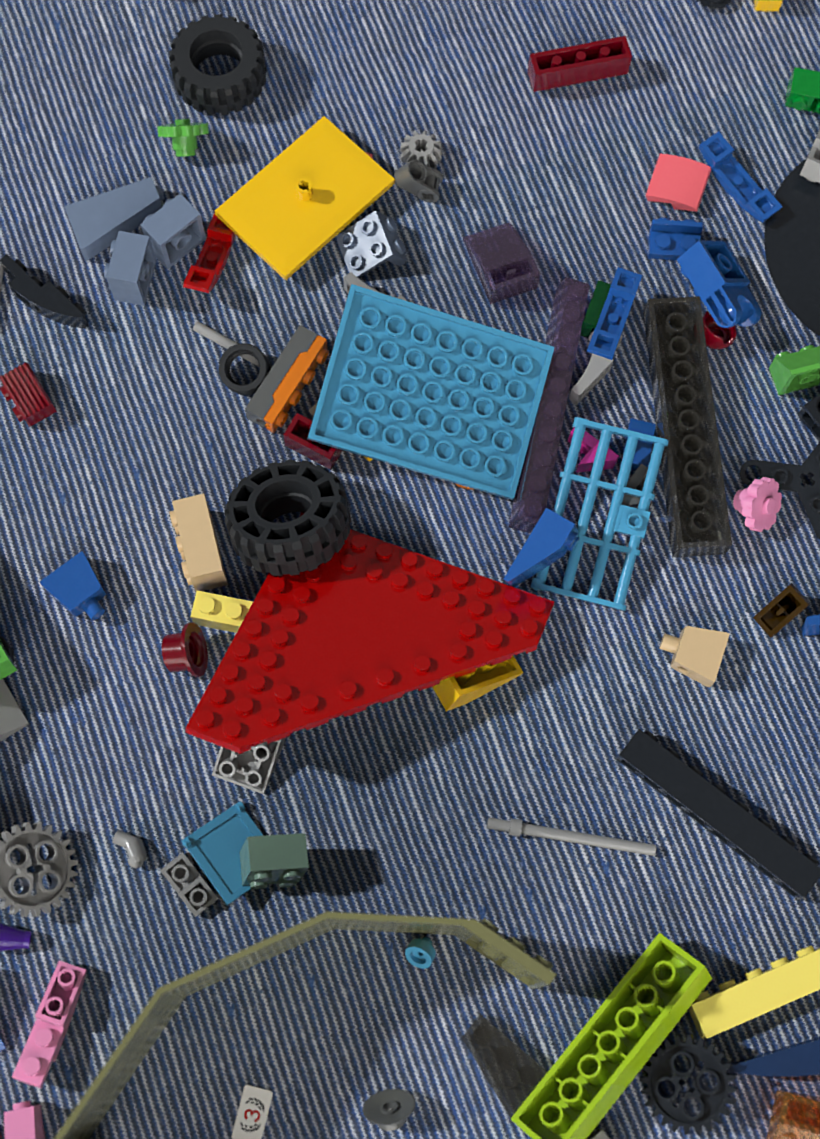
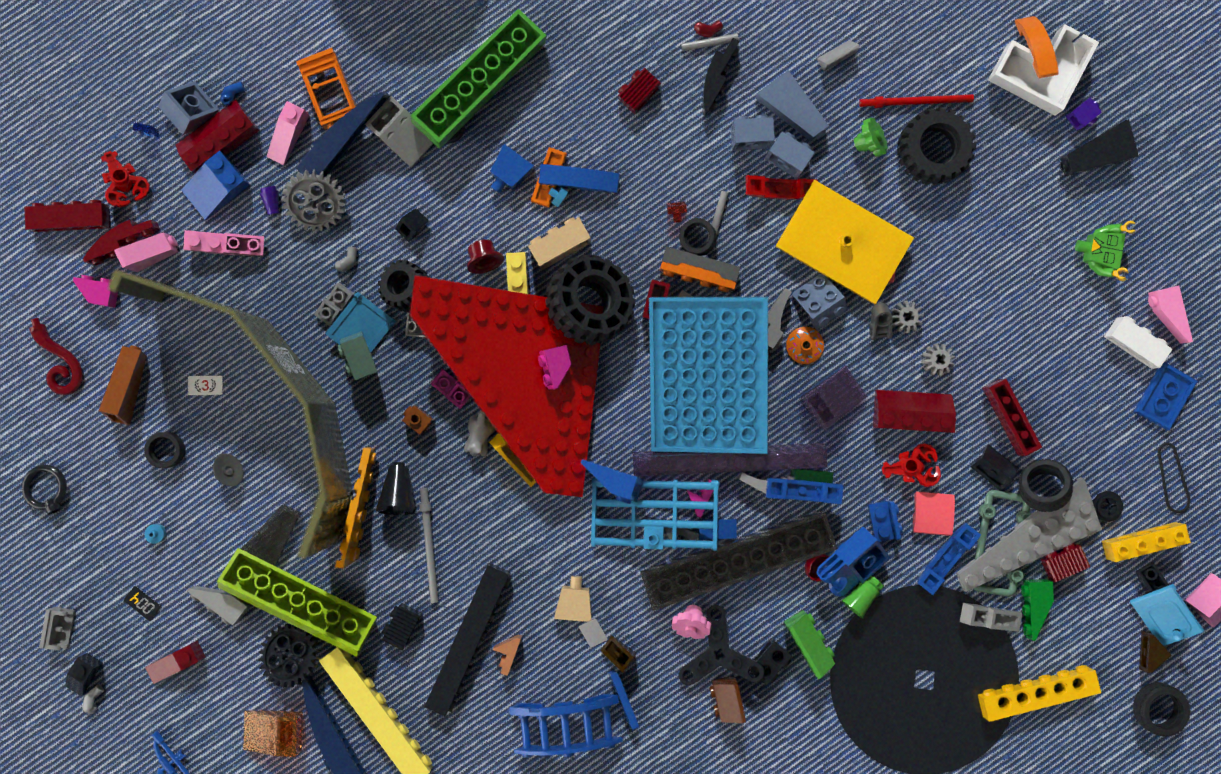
camera: 75 degrees right, 15 degrees up
(64, 149) = (837, 54): none -> light grey slope
(104, 541) = (540, 194): none -> orange tile
(110, 742) = (412, 224): none -> black brick
(118, 500) = (579, 178): none -> blue slope
(133, 532) = (558, 196): none -> dark azure tile
(141, 116) = (879, 101): none -> red bar
(173, 776) = (392, 281): none -> black tyre
(200, 388) = (676, 209): none -> clear red tile
(356, 747) = (450, 388): none -> dark pink slope
(365, 583) = (555, 365): none -> dark pink slope
(387, 804) = (417, 419): none -> dark orange brick
(423, 290) = (795, 347): none -> orange dish
(428, 722) = (479, 431): none -> light grey animal
(484, 129) = (931, 358): none -> light grey gear
(485, 859) = (396, 492): none -> black cone
(528, 935) = (356, 511): none -> light orange wing
(543, 172) = (914, 411): none -> dark red slope
(614, 190) = (913, 467): none -> red animal
(638, 101) = (995, 468): none -> black panel
(656, 32) = (1051, 467): none -> black tyre
(680, 905) = (401, 625): none -> black brick
(707, 86) = (987, 512): none -> sand green bar
(730, 63) = (1034, 538): none -> light grey wing
(744, 756) = (509, 648): none -> nougat slope
(745, 638) = (593, 633): none -> white sticker
(768, 288) = (863, 596): none -> bright green plant
(773, 52) = (1065, 562): none -> dark red brick

